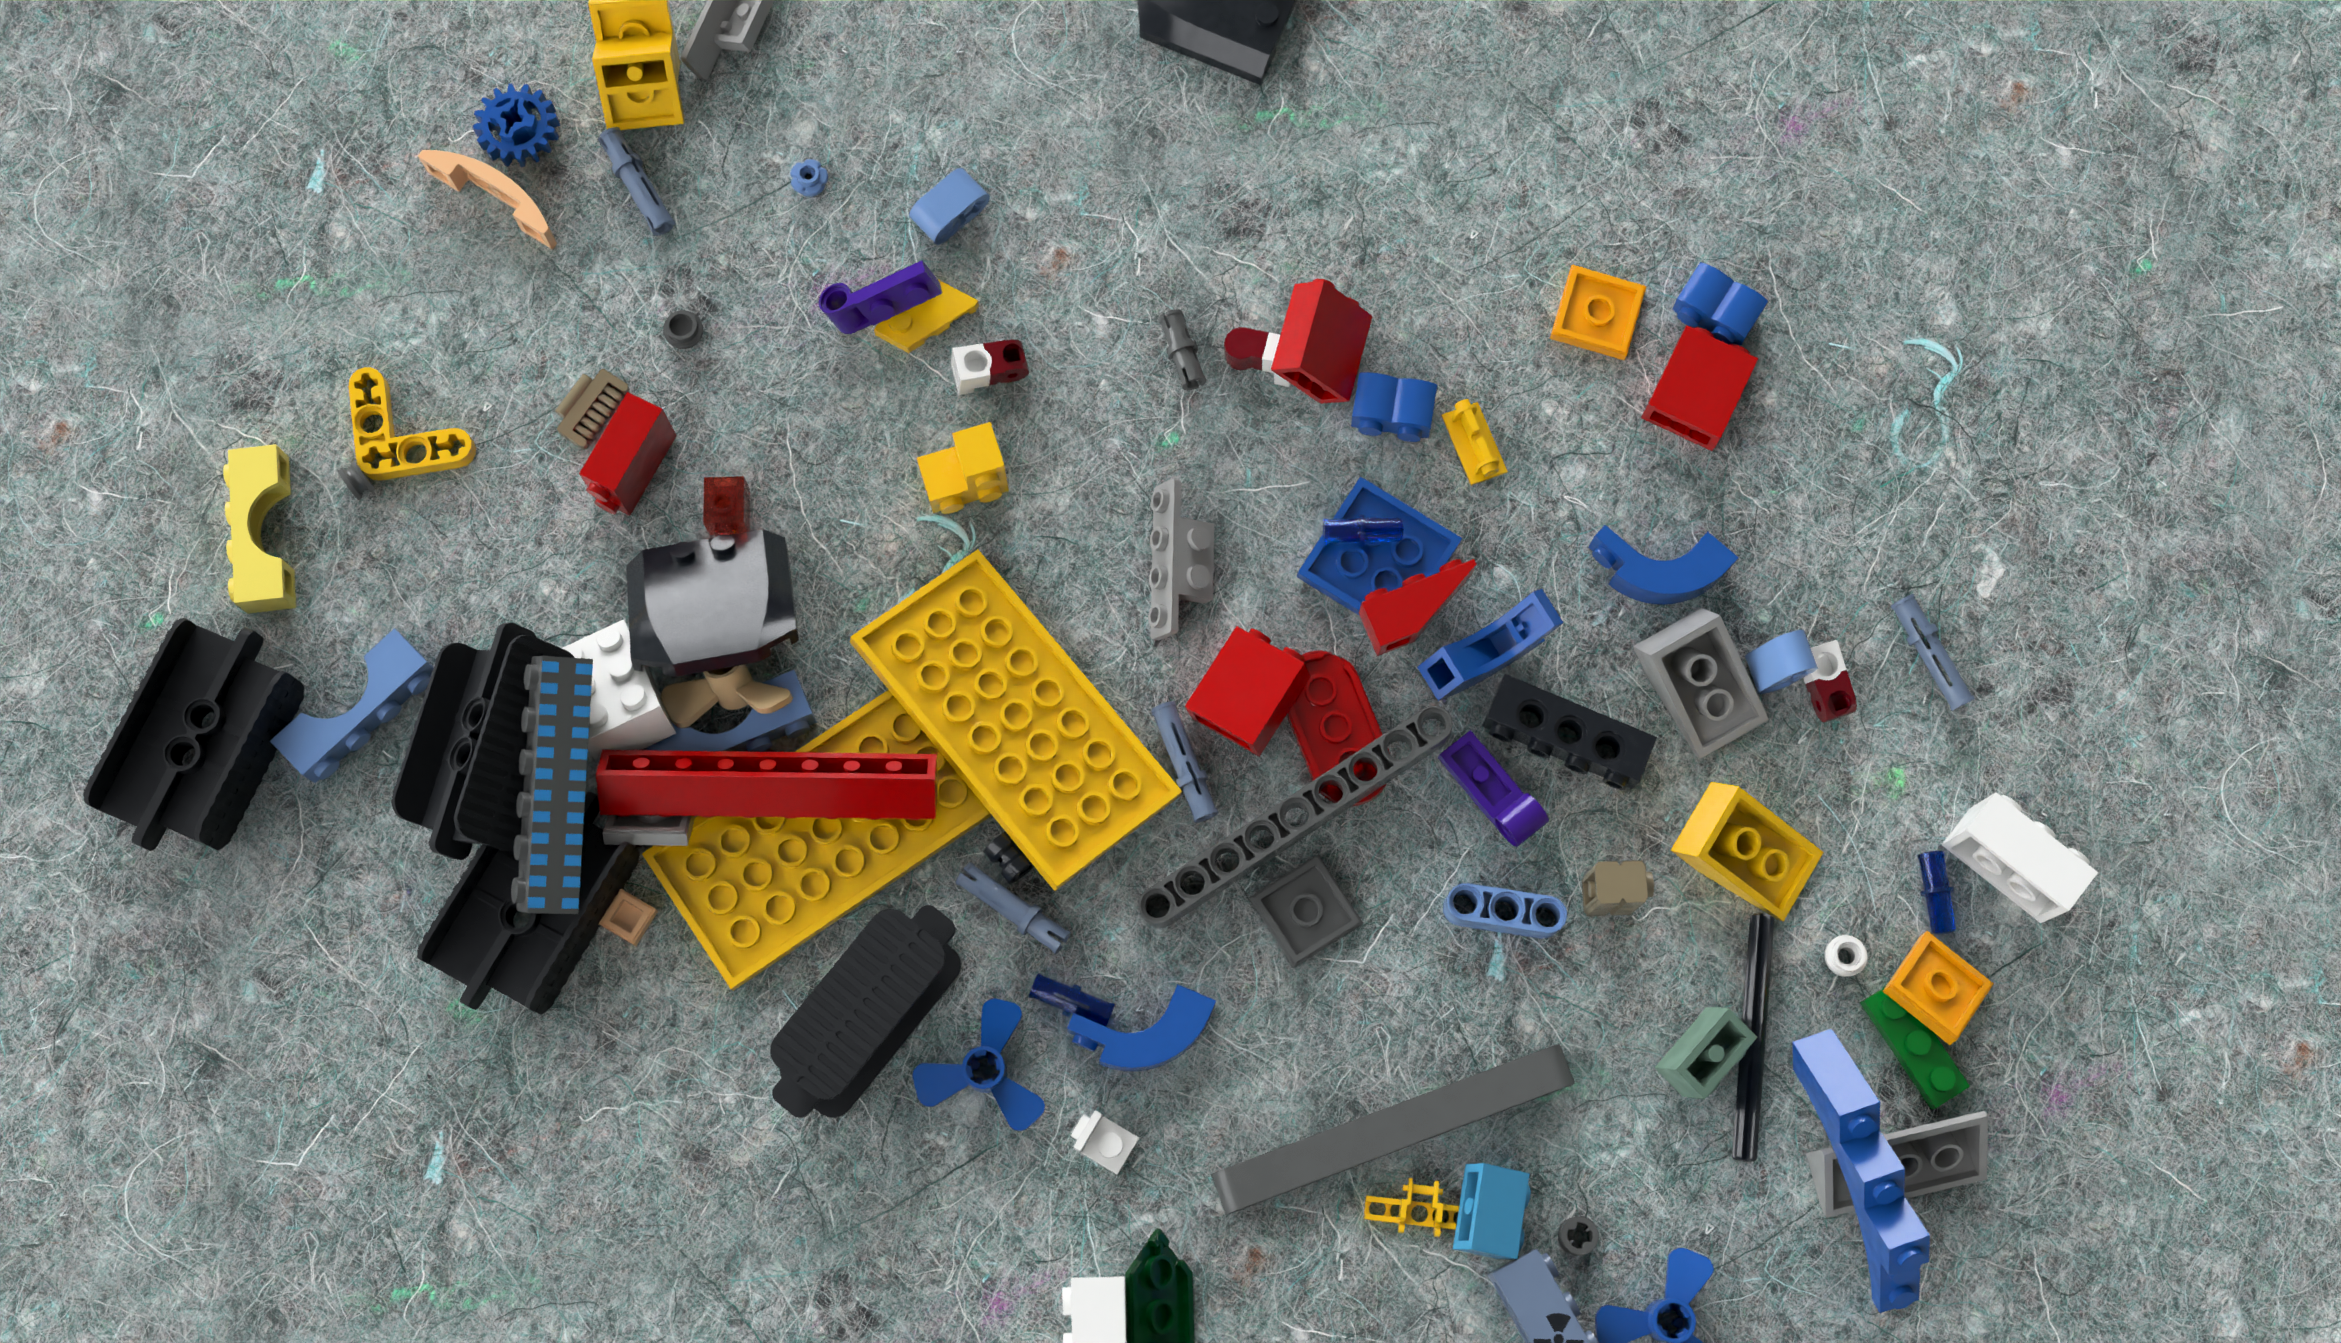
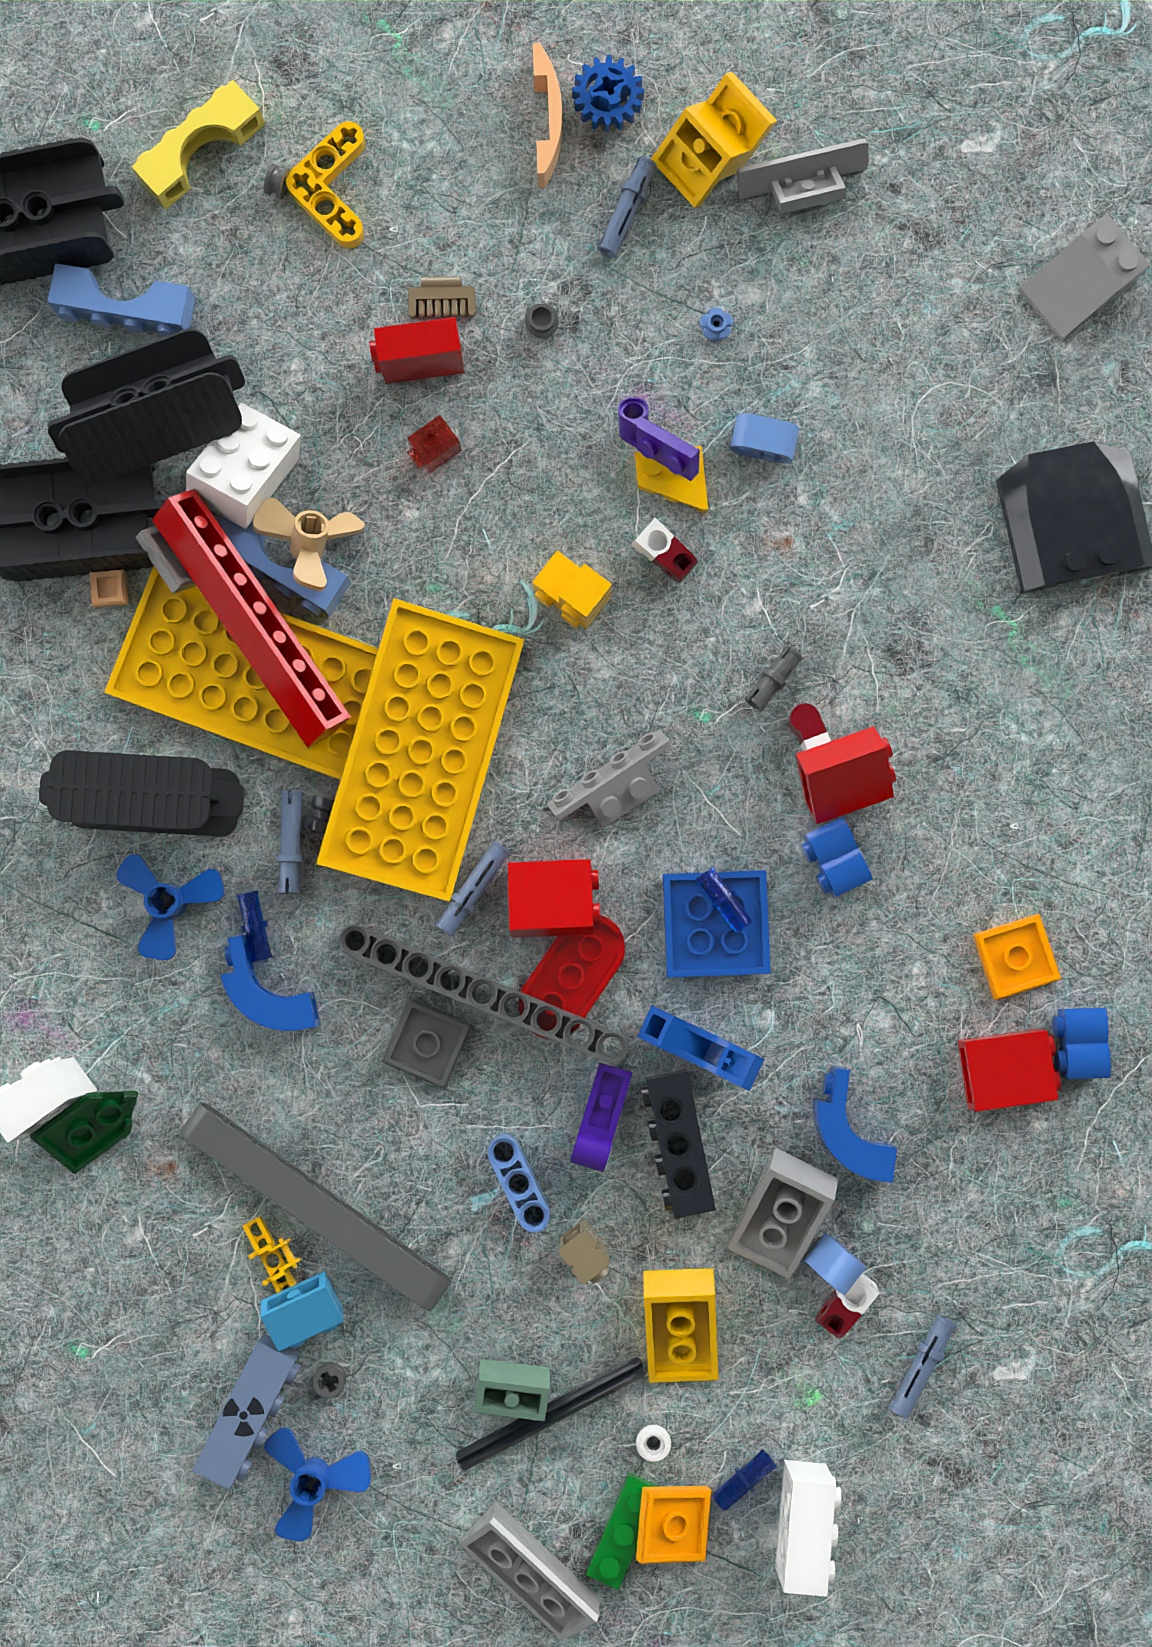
camera: 55 degrees right, 10 degrees up
(553, 785) = (141, 474): dark grey brick -> none
(710, 602) = (350, 486): wedge -> none
(1103, 1141) = (175, 1014): white bracket -> none
(1404, 613) = (683, 973): red slope -> none
(1473, 442) = (851, 933): yellow hinge -> none
(1874, 1174) = (490, 1574): blue arch -> none

